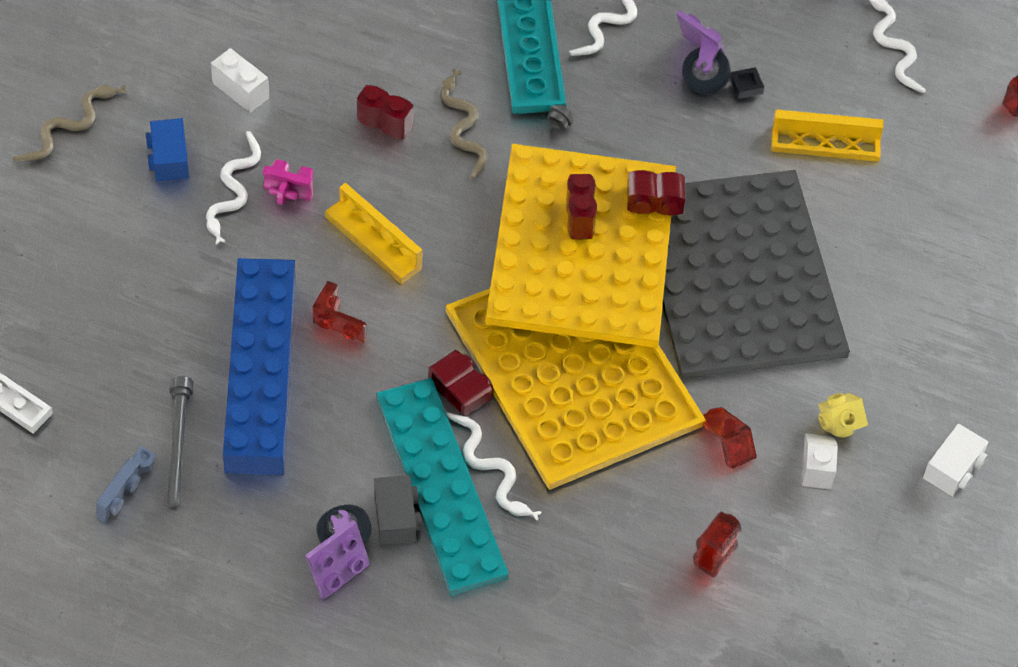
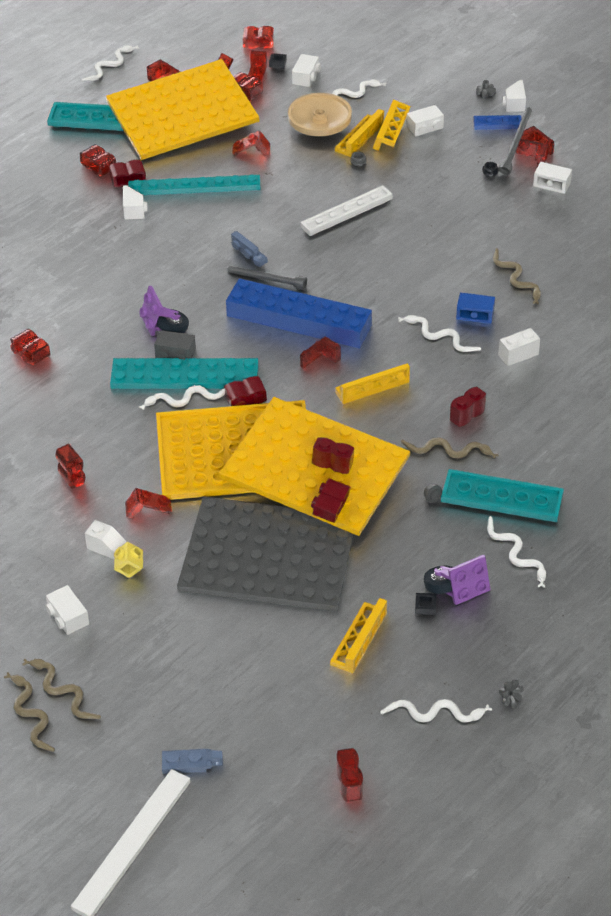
camera: 115 degrees right, 10 degrees down
(287, 184) = (427, 351): dark pink hips -> none

